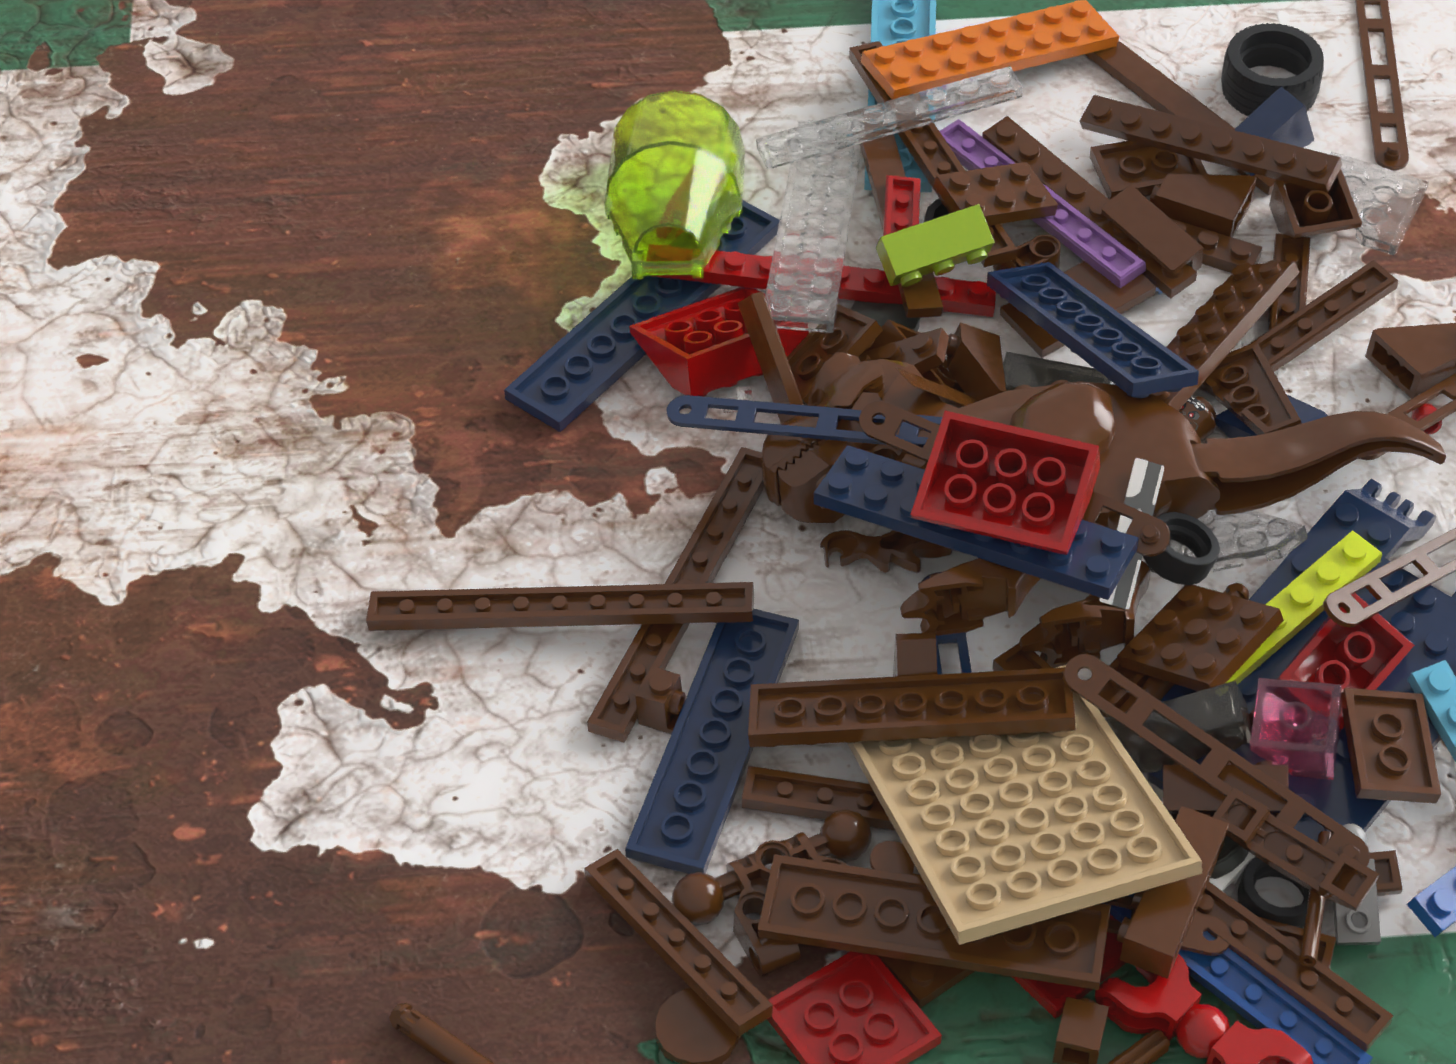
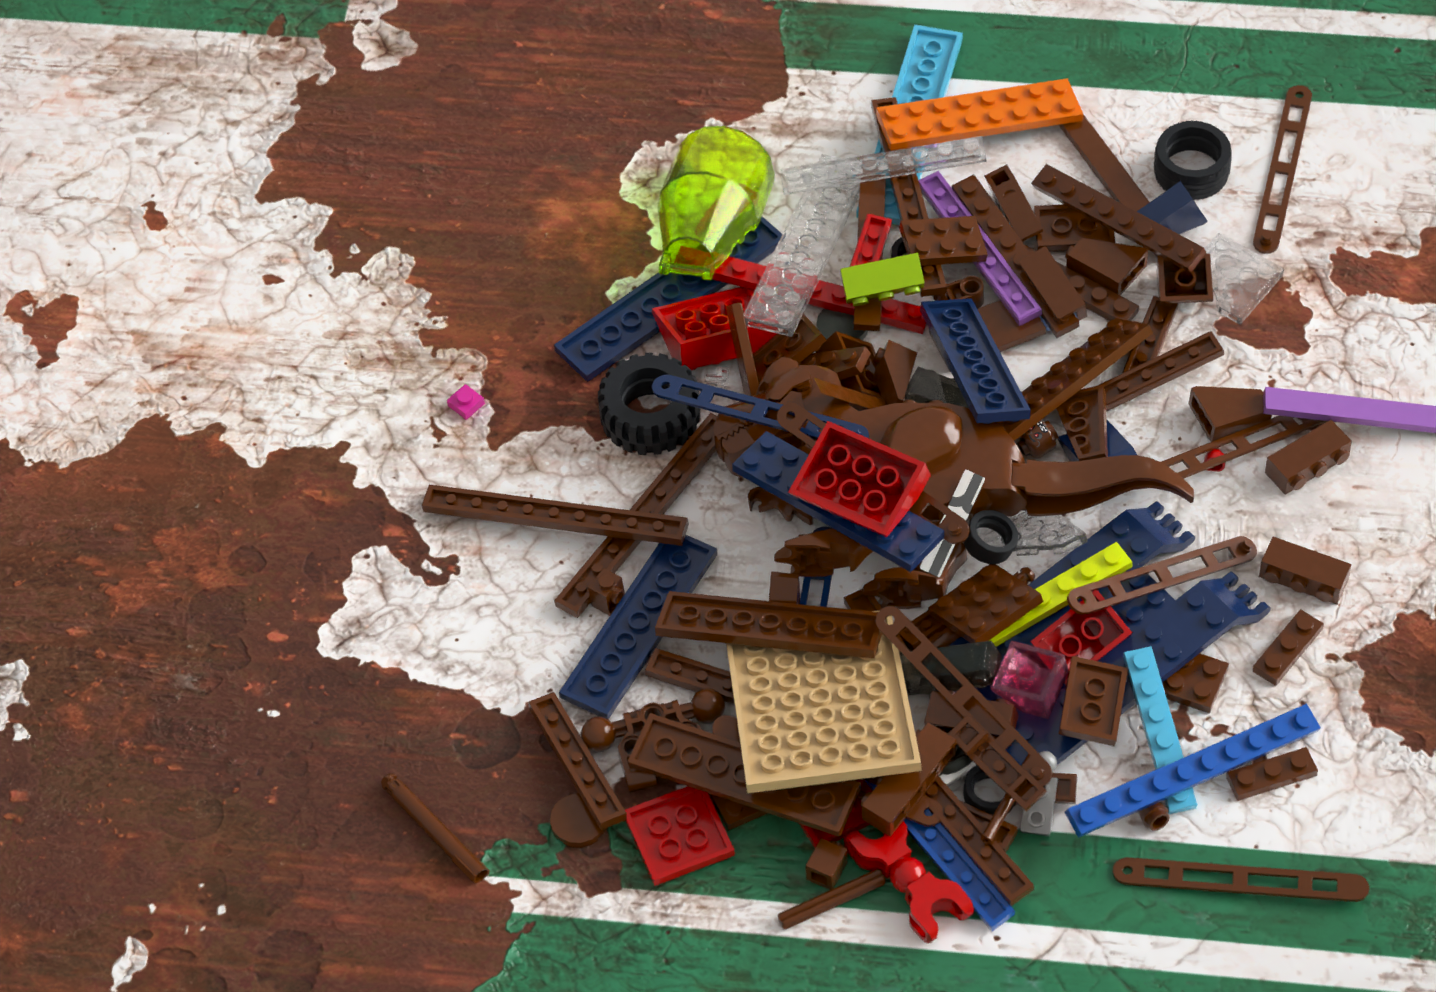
camera: 15 degrees right, 5 degrees up
(396, 479) = (465, 401): none -> dark pink plate
(648, 479) = (645, 431): none -> black tyre
(1065, 139) = (1013, 202): none -> reddish brown slope

